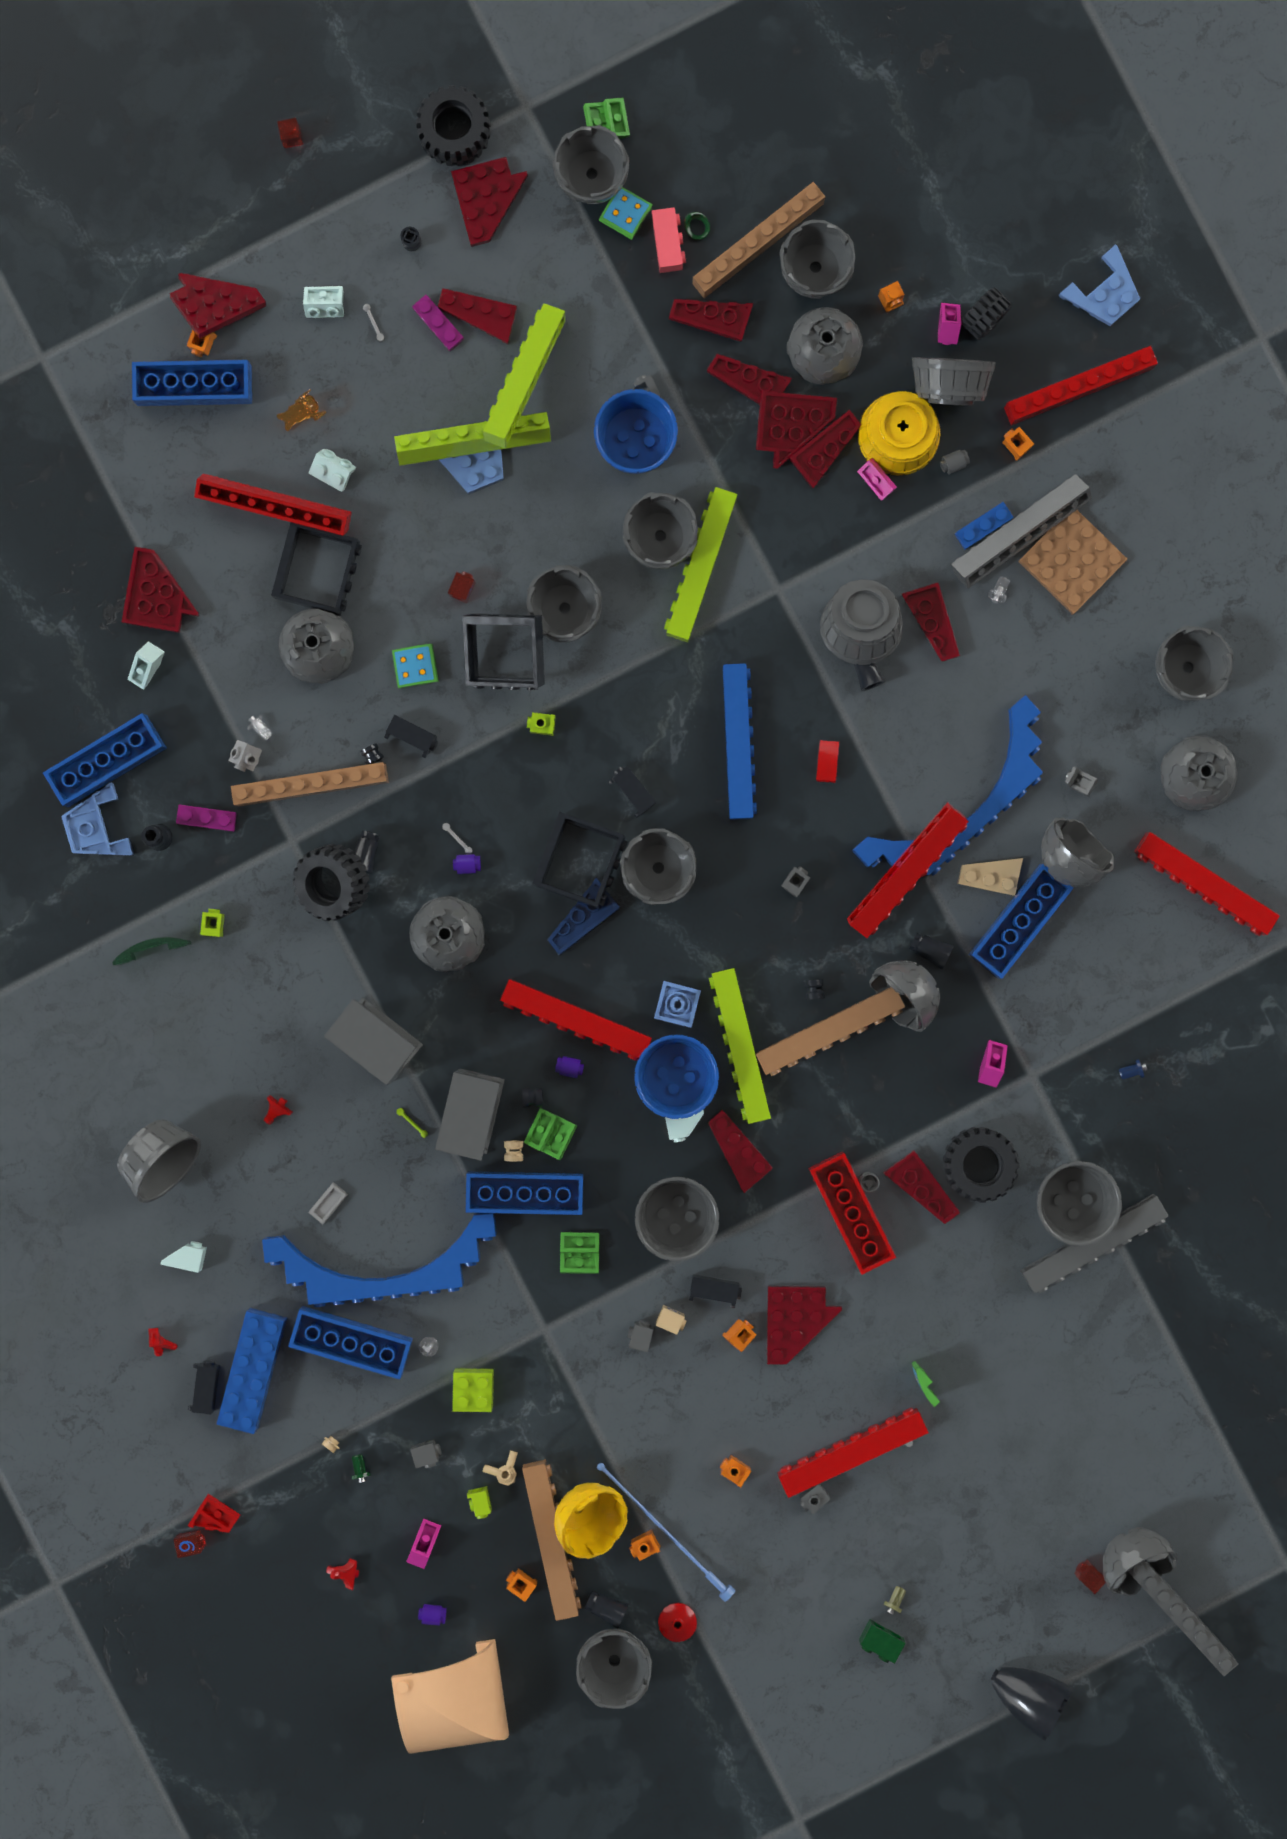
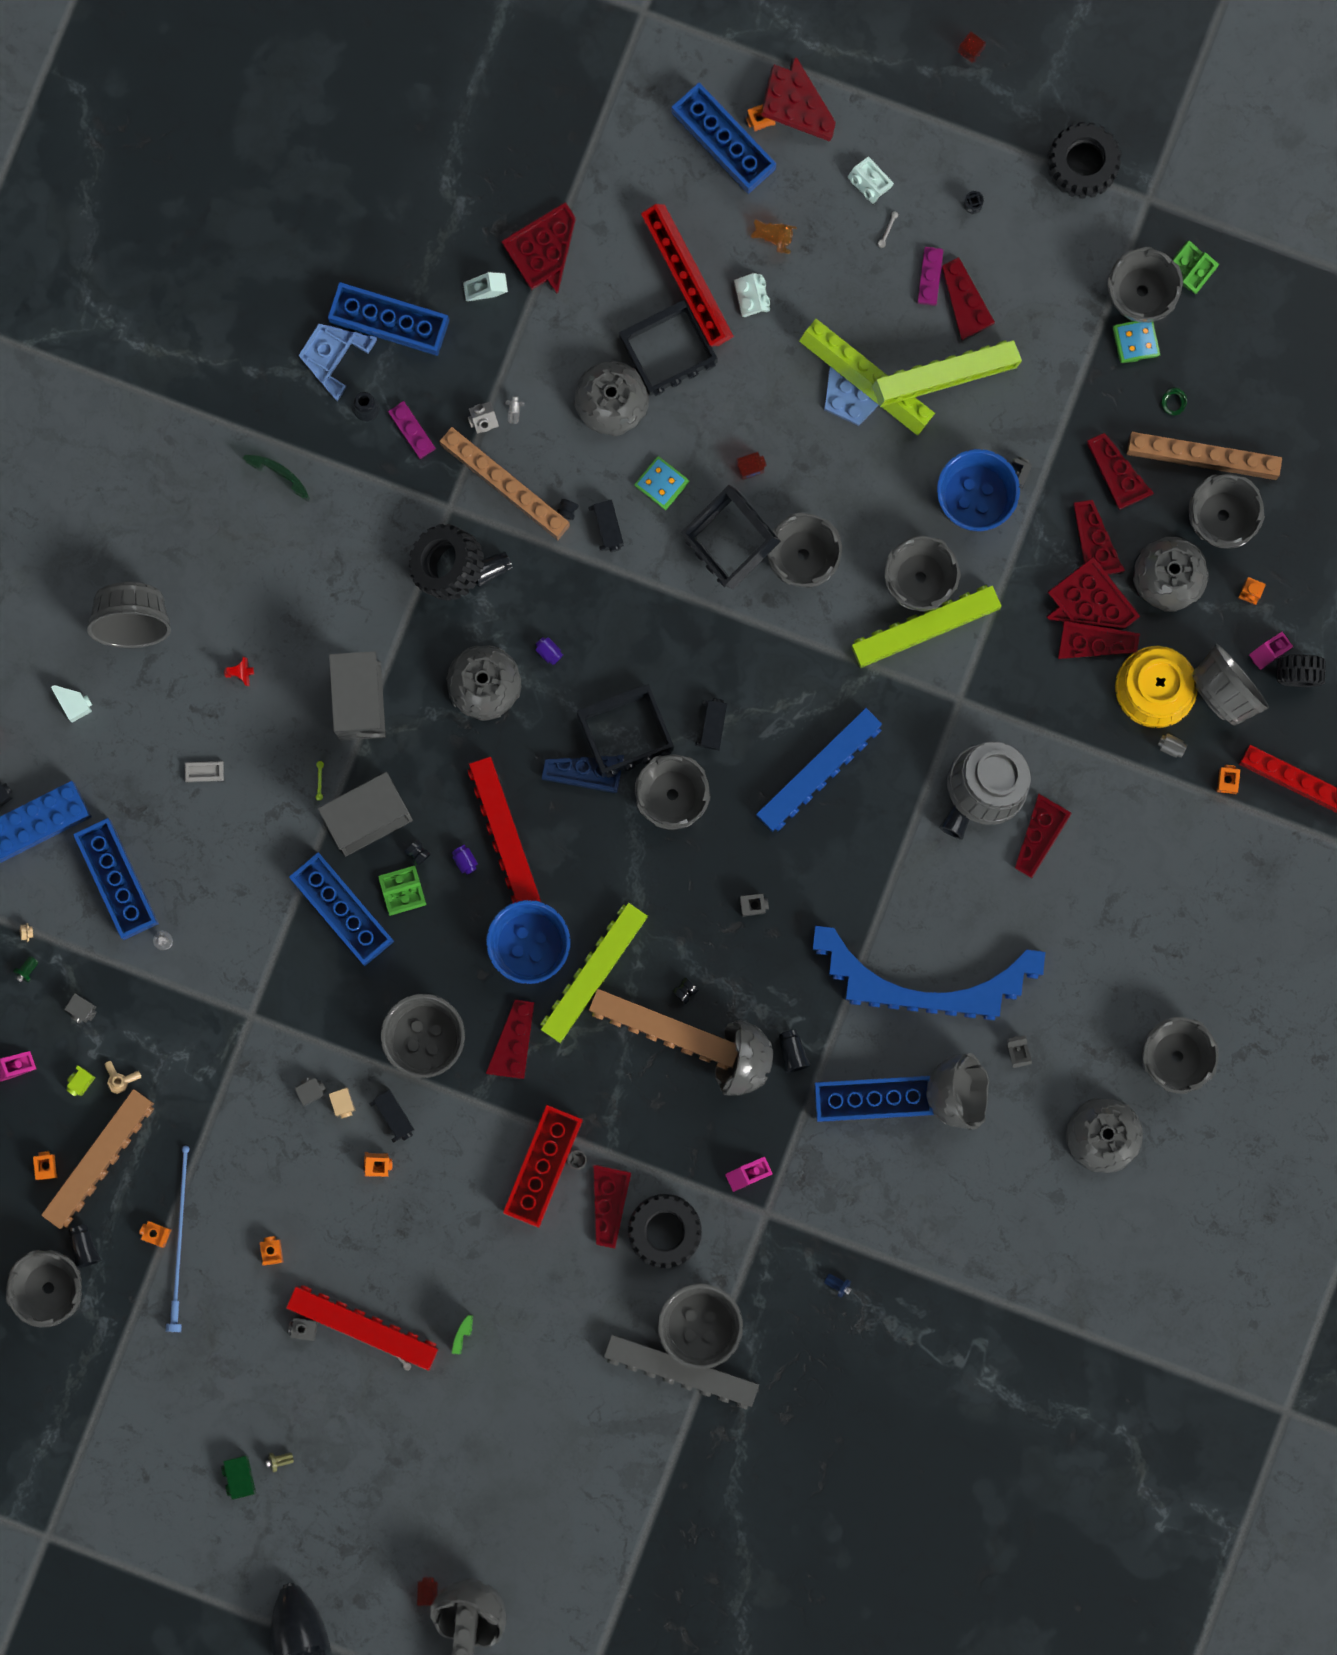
camera: 45 degrees right, 5 degrees down
(206, 927) = (330, 503): lime brick -> none
(330, 1286) = (144, 827): blue arch -> none
(468, 850) = (562, 611): light grey hinge -> none
(473, 1390) = (159, 1001): lime brick -> none
(485, 196) = (1055, 229): dark red wing -> none
(513, 1150) = (362, 877): tan wheel -> none
(546, 729) = (702, 620): lime brick -> none
(579, 1253) = (332, 991): bright green slope -> none
(590, 1520) = (137, 1180): yellow piece -> none
(668, 240) = (1144, 389): coral brick -> none
(677, 1004) = (583, 898): medium blue plate -> none
(677, 1613) = (128, 1311): red dish -> none
(681, 1128) = (495, 982): light aqua slope -> none
(794, 1319) = (424, 1196): dark red wing -> none
(827, 761) = (864, 849): red slope -> none
(876, 479) = (1107, 699): dark pink plate -> none
(907, 870) = (835, 979): red brick -> none
(984, 525) = (1145, 810): blue plate -> none
(992, 876) = (889, 1049): tan wing -> none
(998, 593) = (1103, 865): clear piece -> none
(1021, 531) = (1165, 841): brick -> none
(1073, 561) = (1179, 899): medium nougat plate -> none
(1206, 883) = (1027, 1214): red brick -> none

